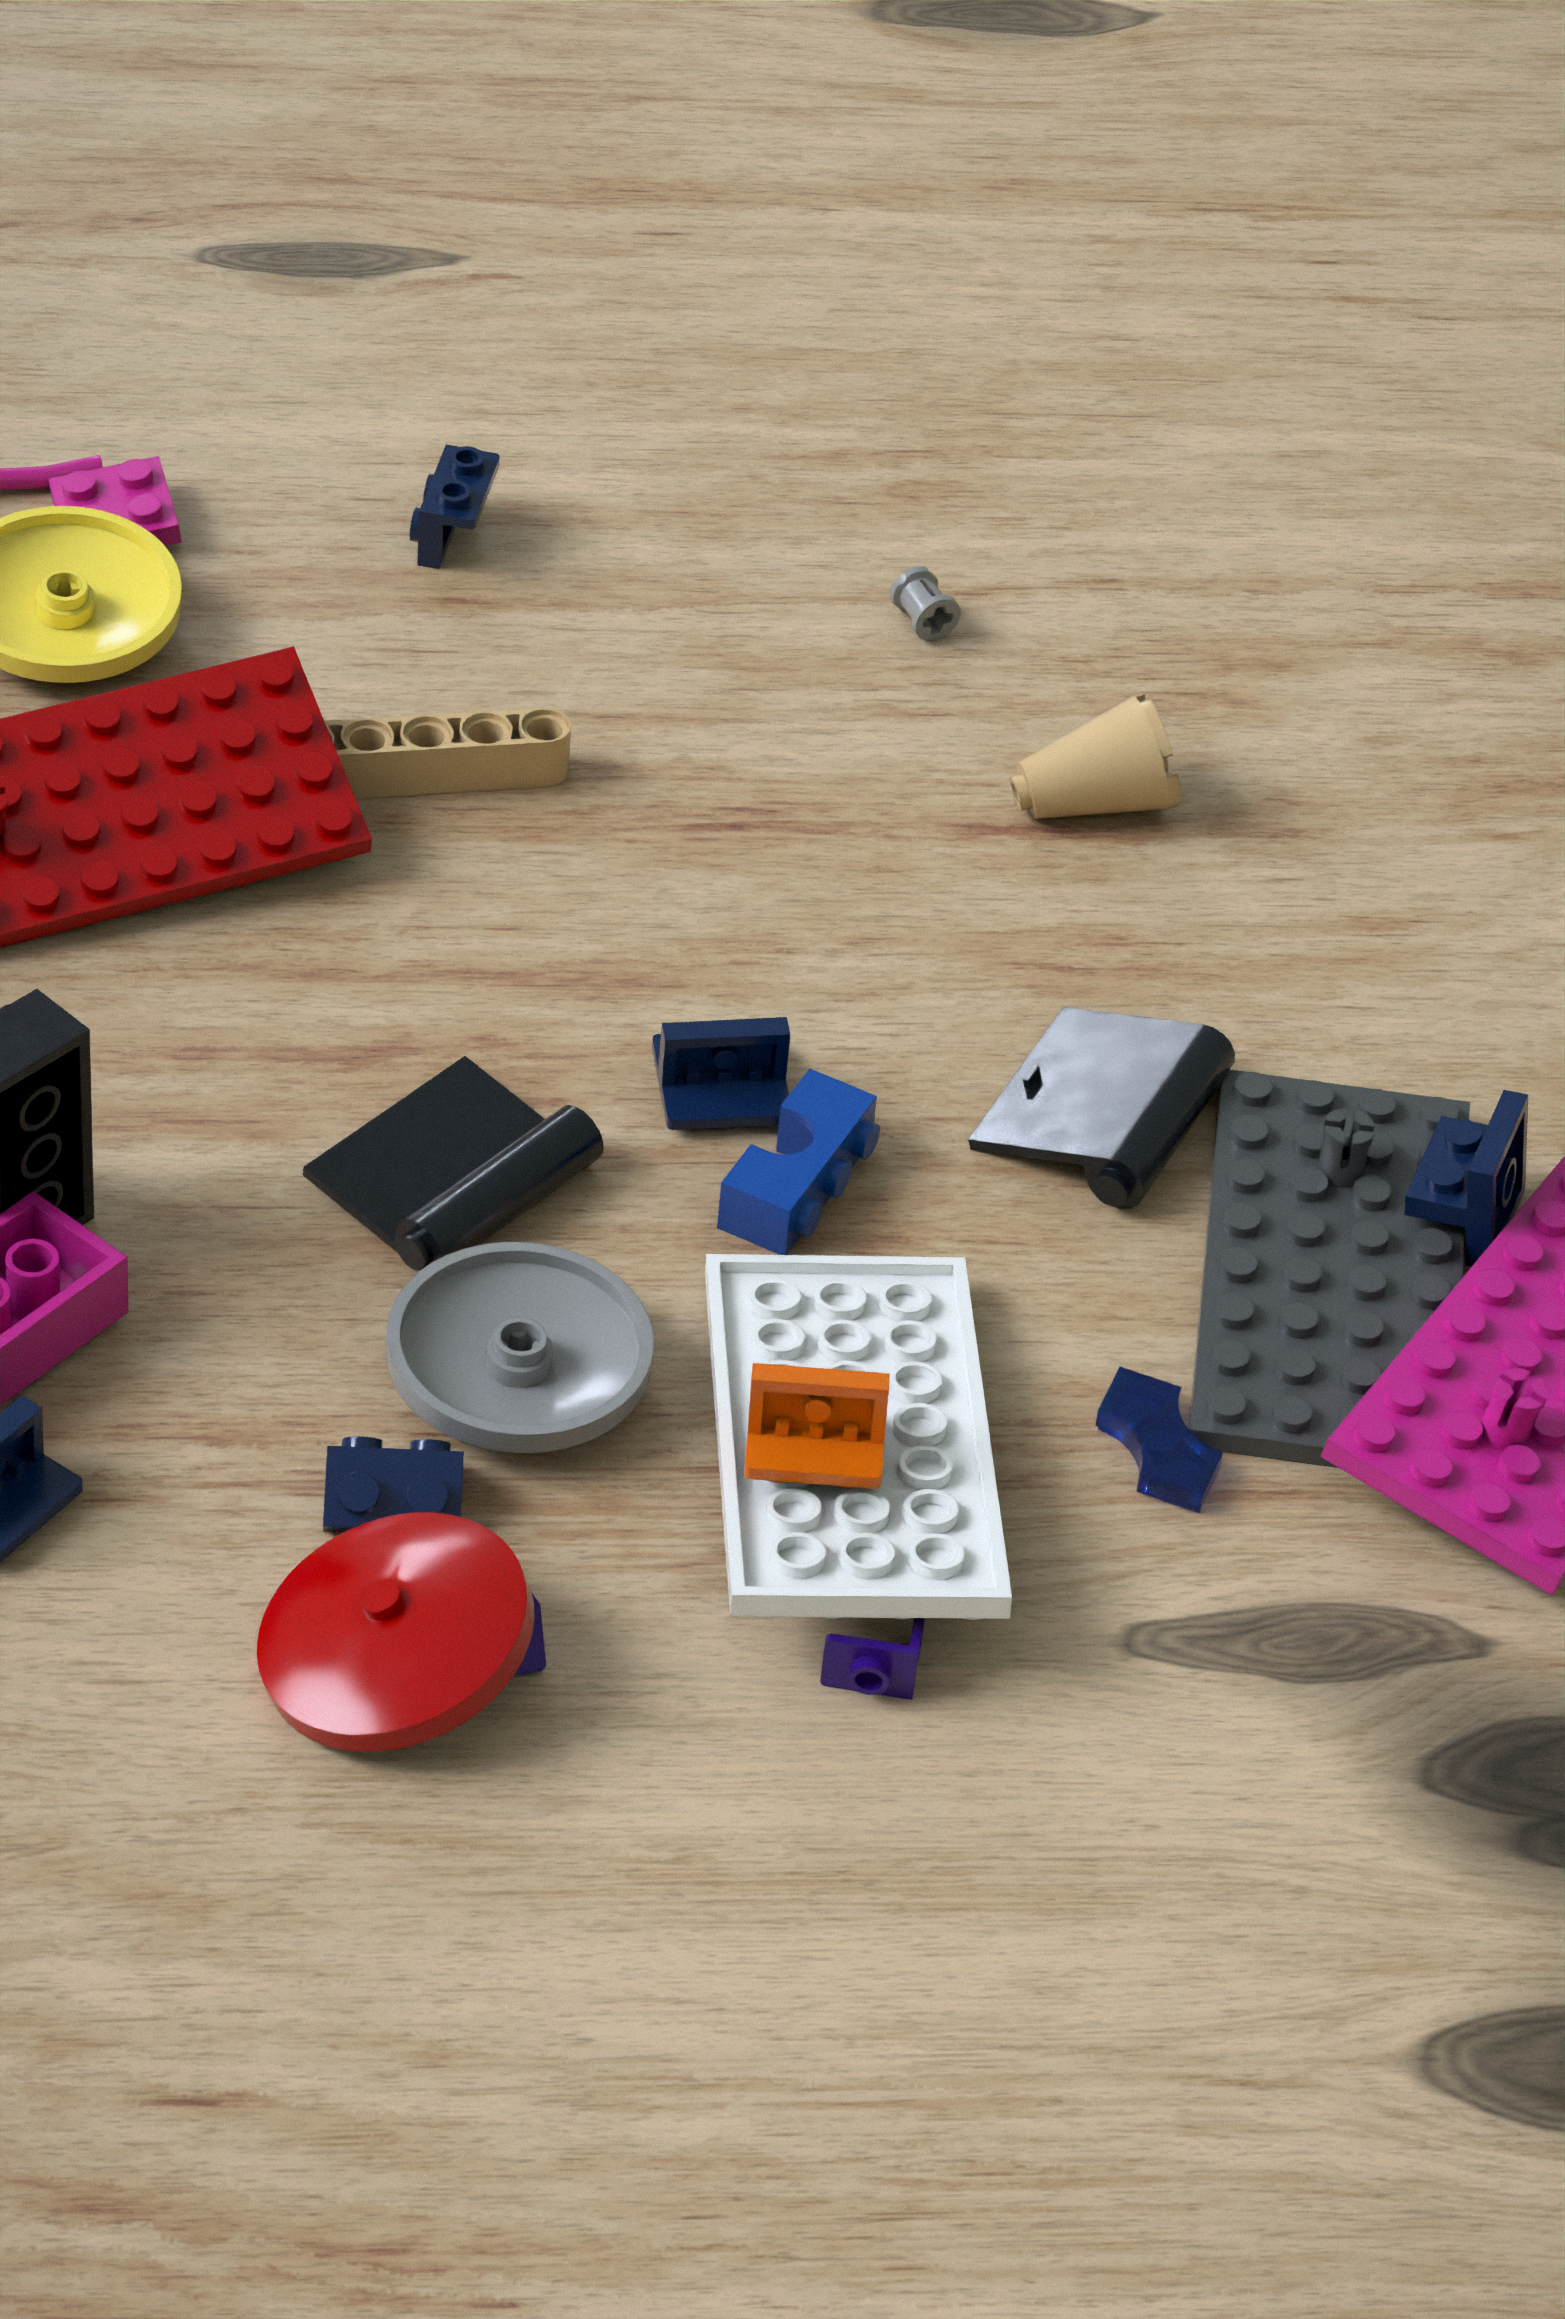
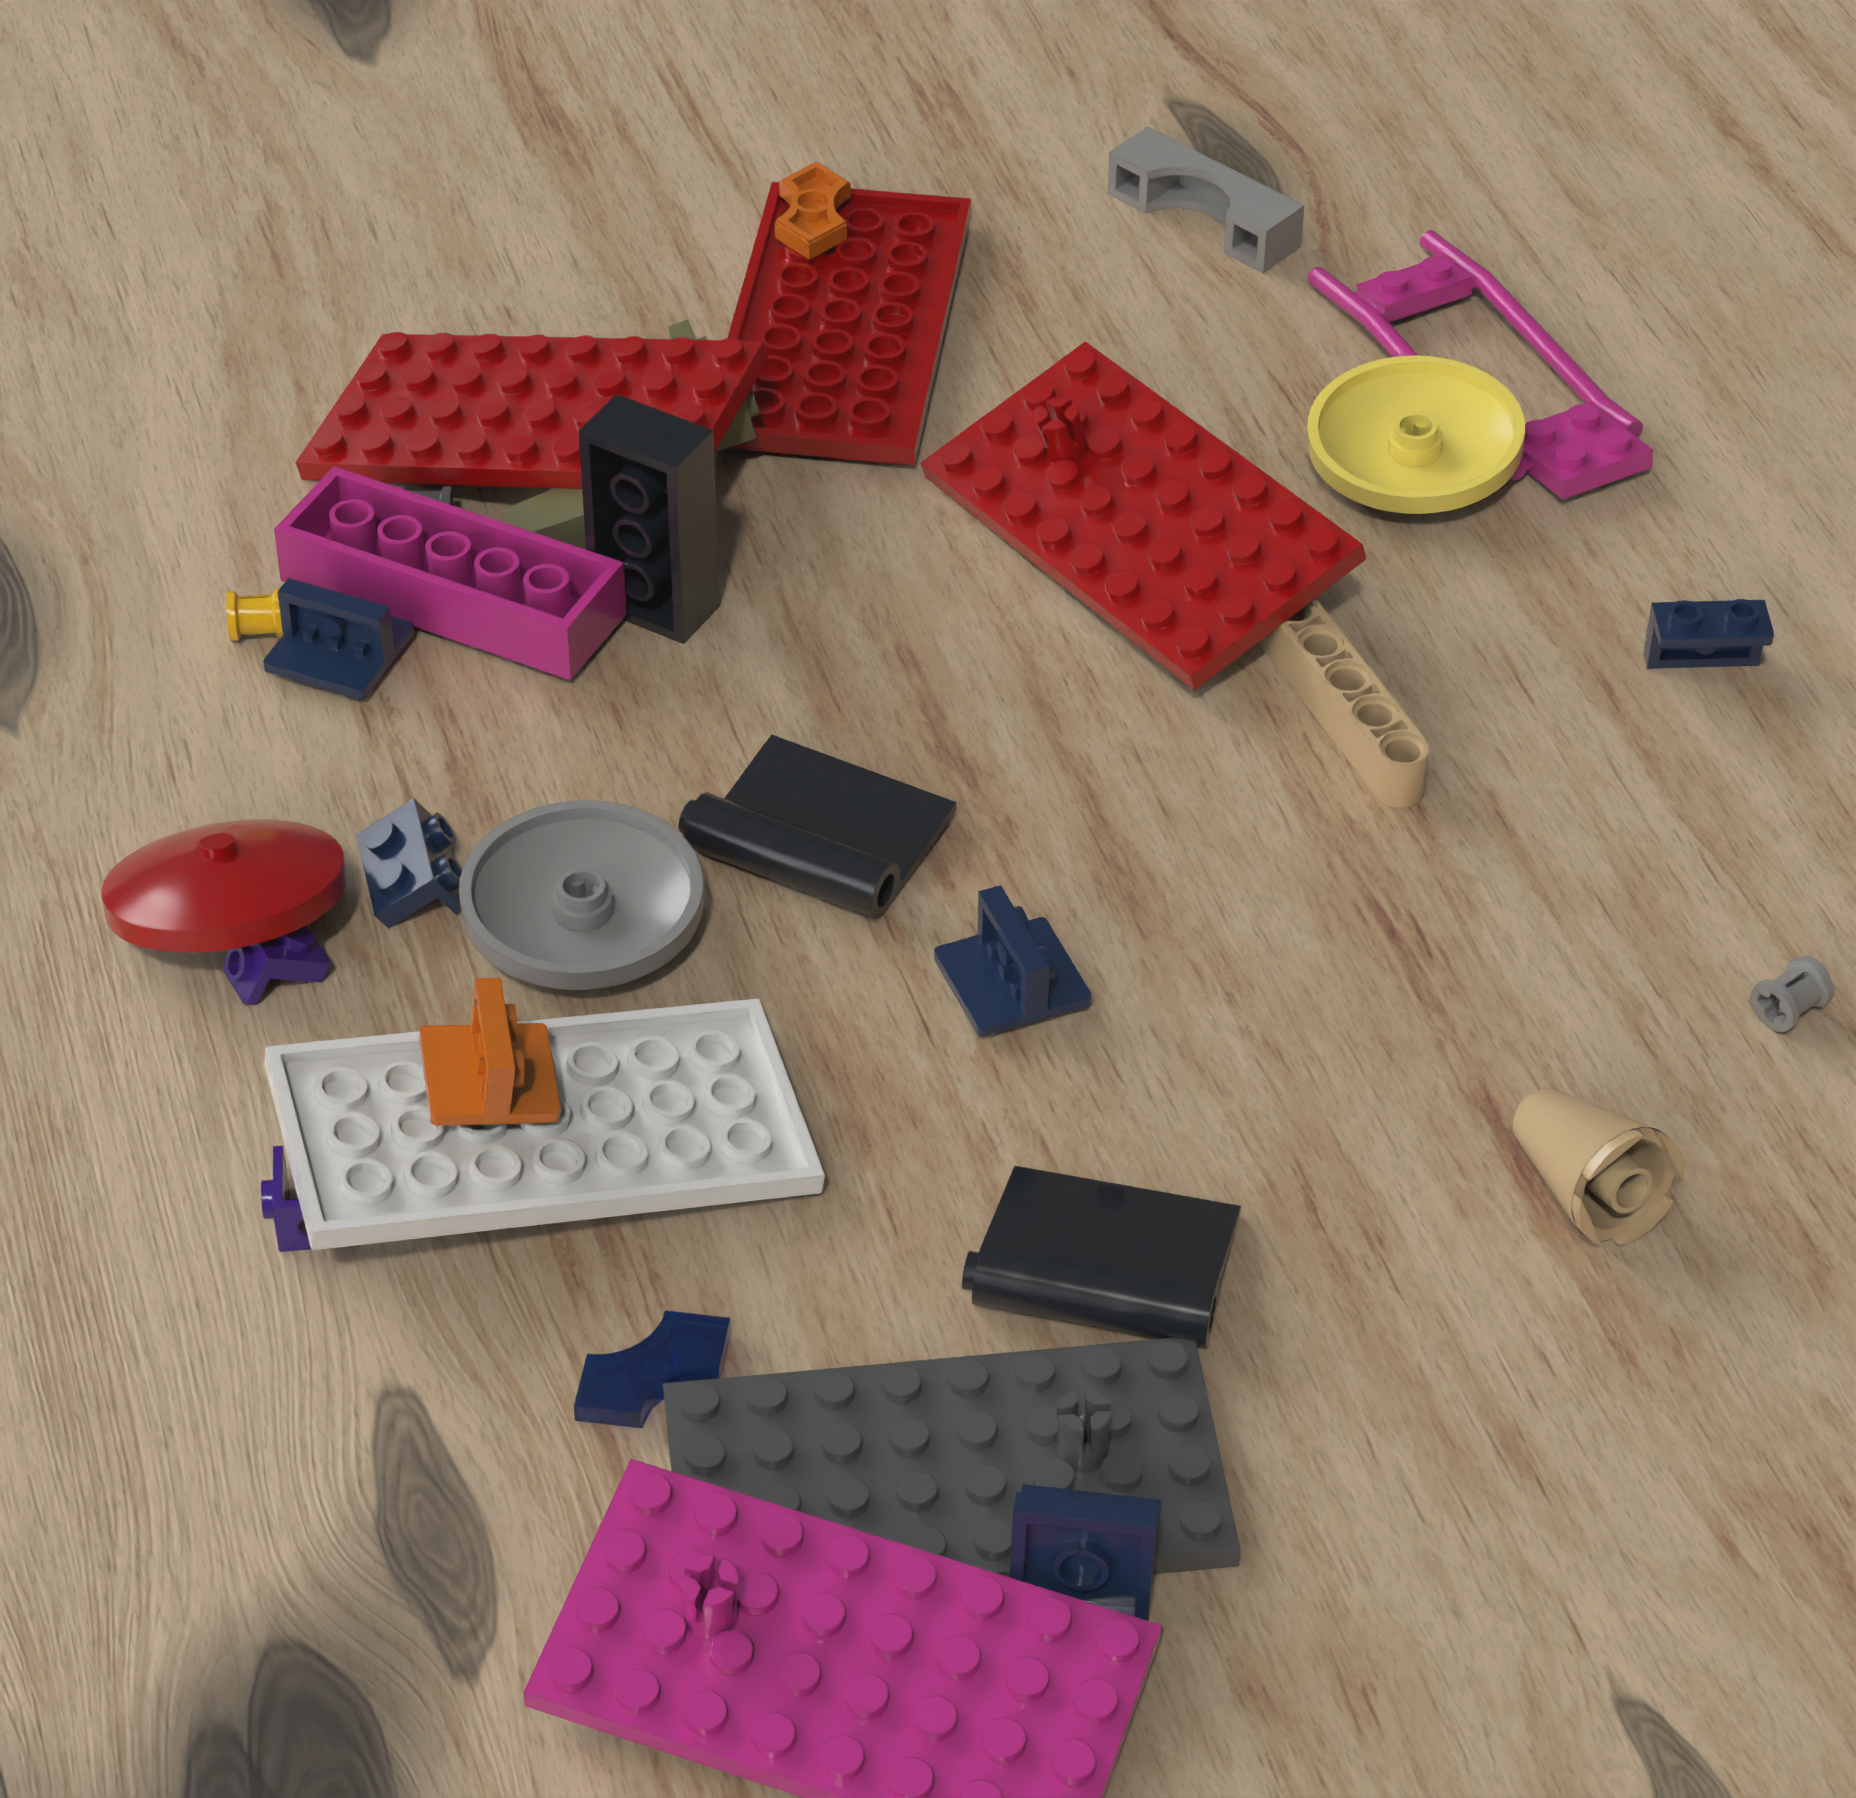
camera: 80 degrees right, 0 degrees up
(820, 1139) = (952, 1057): blue arch -> none

